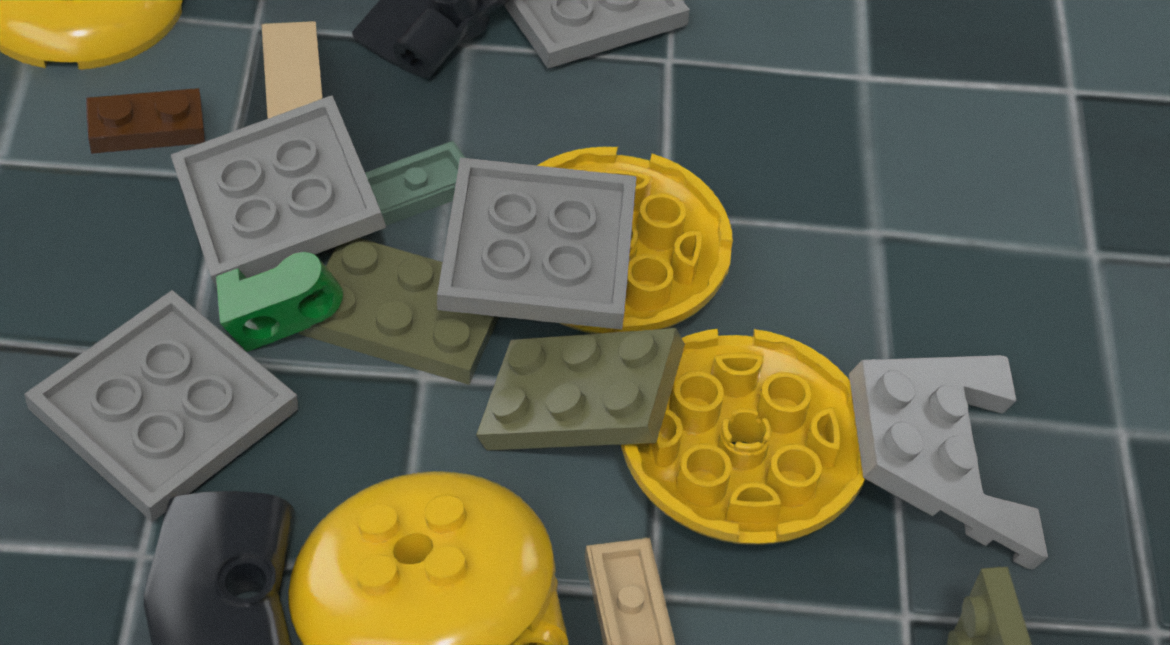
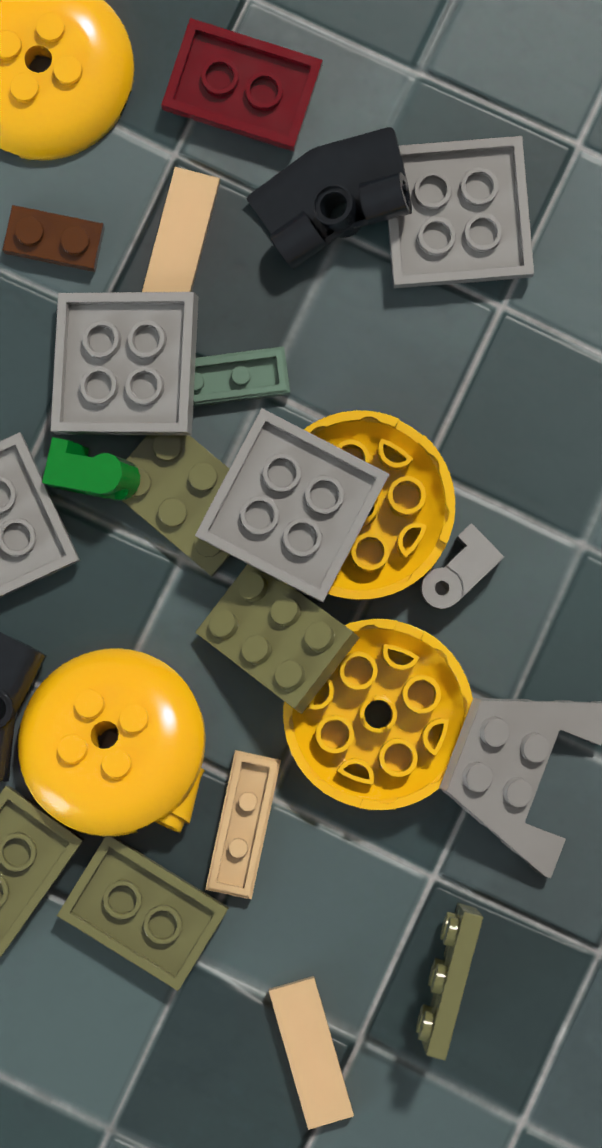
camera: 30 degrees right, 35 degrees up
(766, 266) = (447, 585): none -> light grey leg

